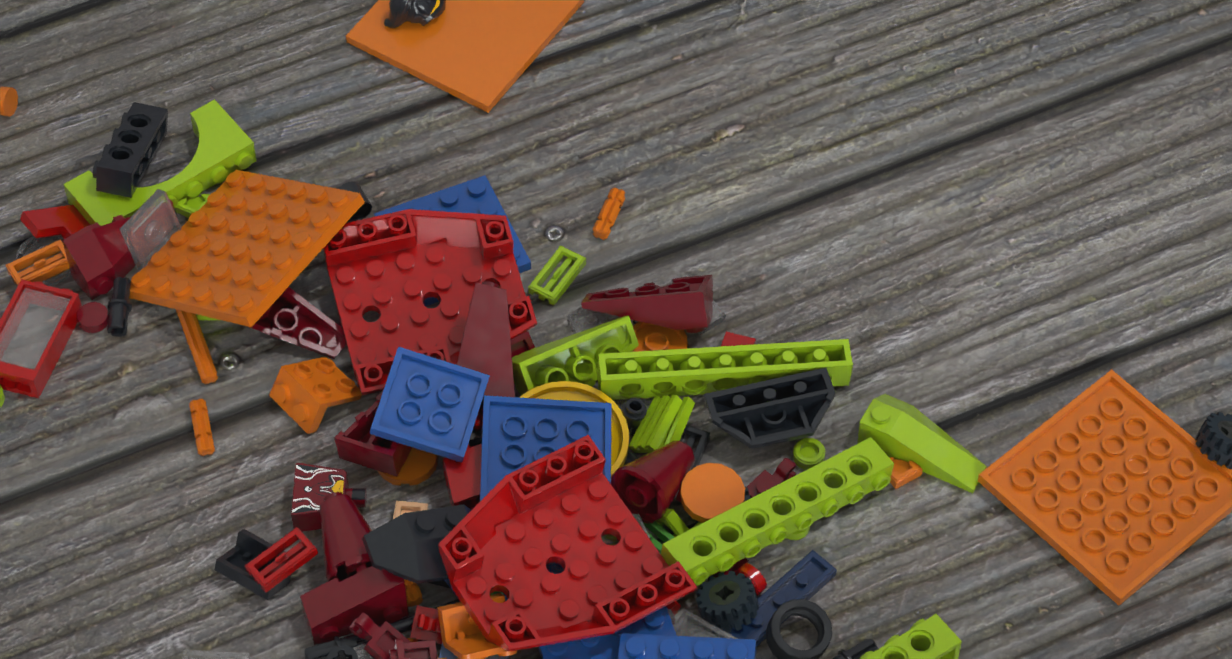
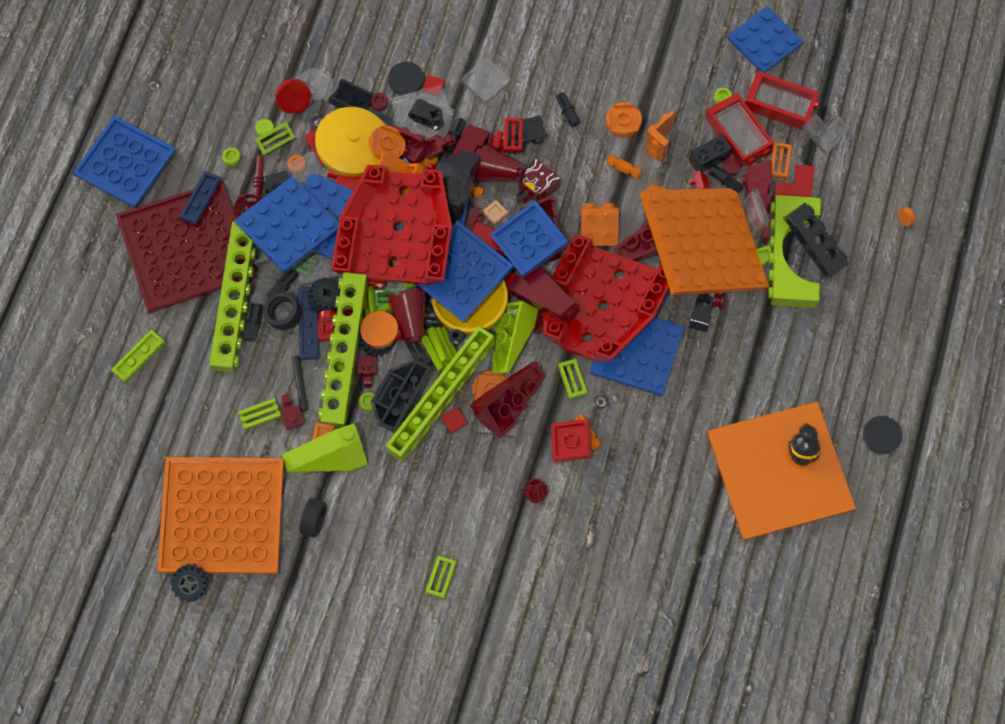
camera: 130 degrees right, 15 degrees up
(98, 341) = (710, 154): none -> black brick
(122, 407) = (656, 143): none -> orange bracket
(126, 479) = (623, 119): none -> orange tile
(151, 325) = (700, 180): none -> red tile
(172, 546) = (568, 110): none -> black axle
(301, 583) = (497, 142): none -> red tile
(638, 215) = (571, 440): none -> red plate
(743, 202) = (535, 490): none -> dark red gear
(770, 567) = (325, 329): none -> red tile
(866, 545) = (299, 383): none -> black bar
(915, 518) = (291, 415): none -> dark red plate
(934, 227) = (436, 593): none -> lime tile
(954, 549) = (272, 402): none -> lime tile
(1013, 378) = (312, 517): none -> black tyre

